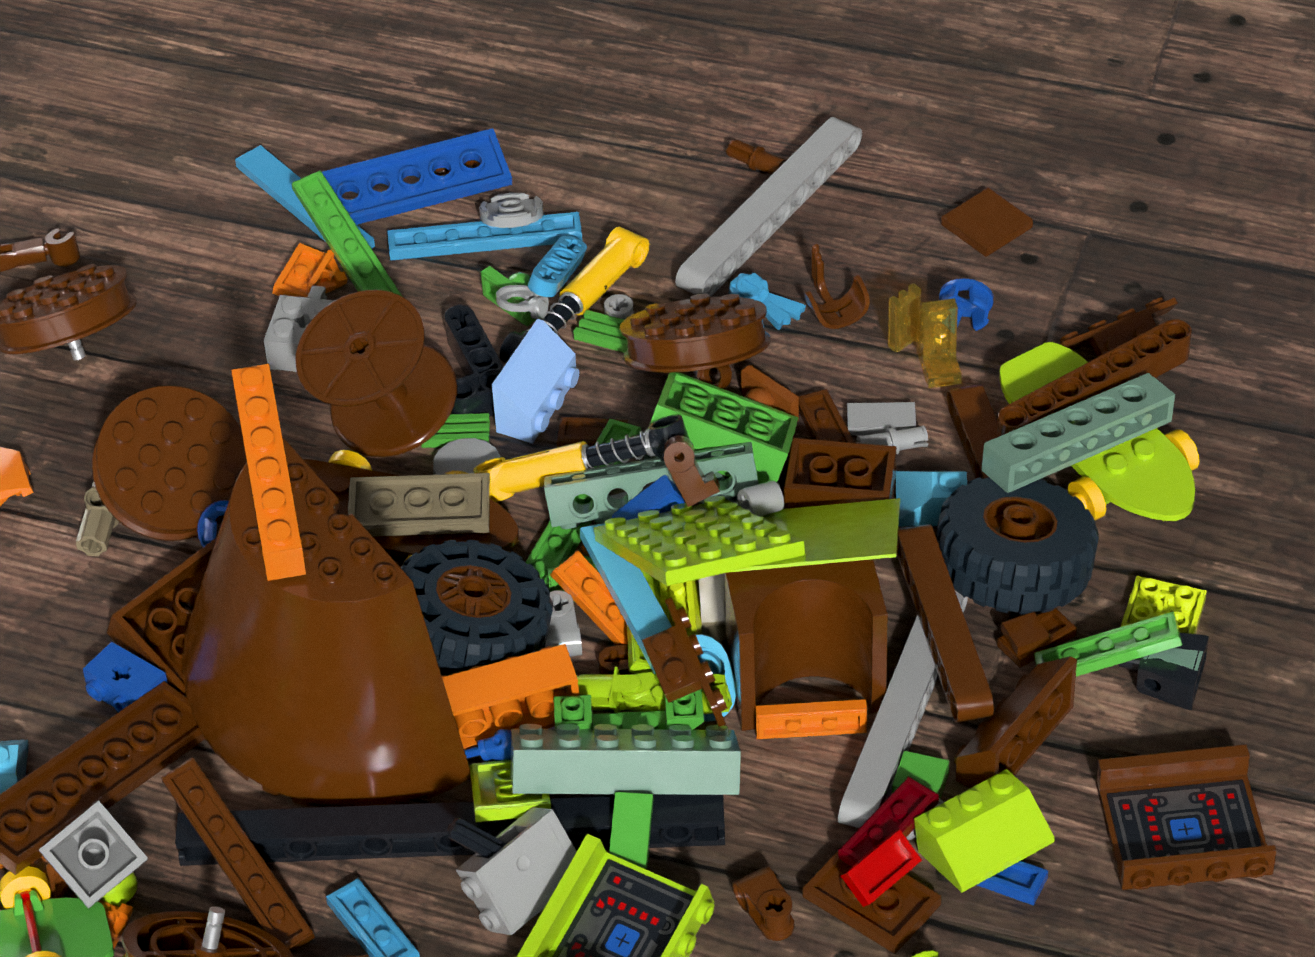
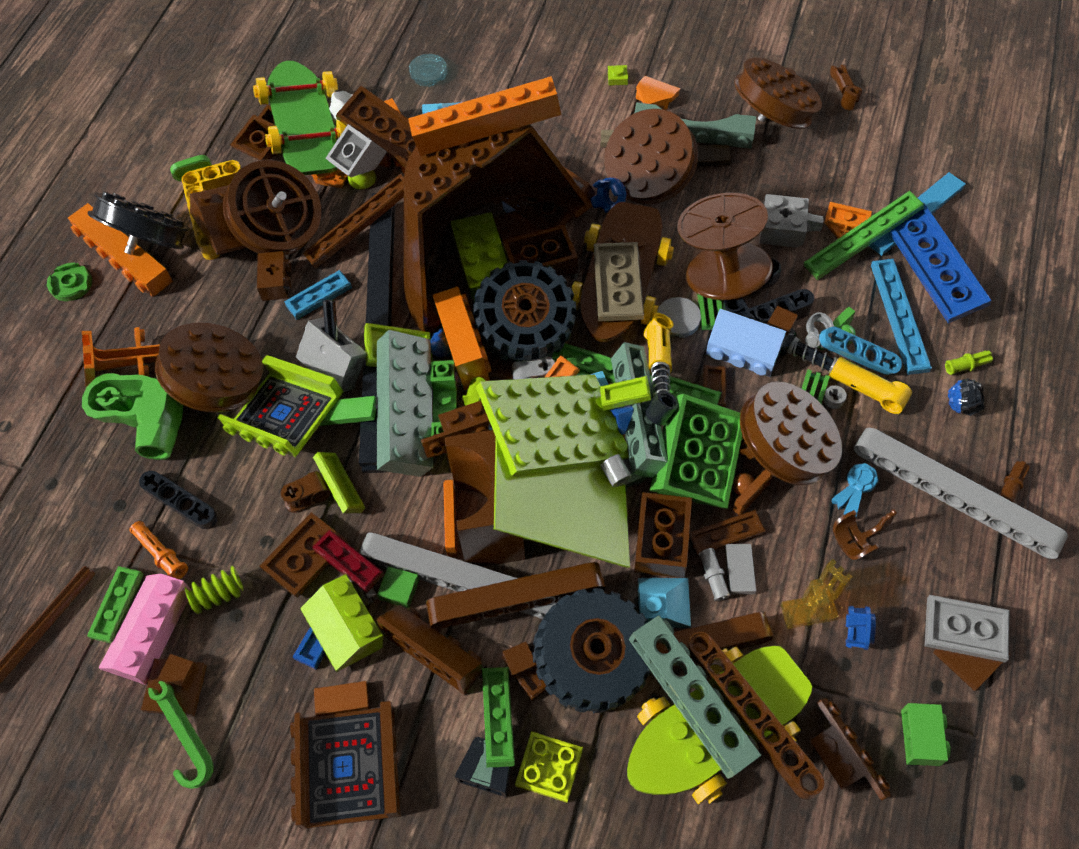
camera: 90 degrees right, 15 degrees up
(69, 475) = (731, 131): none -> sand green arch
(503, 336) = (782, 319): none -> reddish brown tile
(511, 210) = (923, 326): light grey tile -> none
(571, 178) = (968, 362): none -> lime axle
(632, 178) = (966, 397): none -> black piece
(641, 479) = (625, 393): none -> lime tile
(686, 473) = (628, 419): reddish brown leg -> none
(763, 854) = (339, 482): none -> lime plate
(881, 868) = (310, 554): red tile -> none
(958, 217) = (967, 628): none -> light grey tile
(1090, 837) = (341, 698): none -> dark orange tile
(1093, 267) = (925, 734): none -> bright green brick

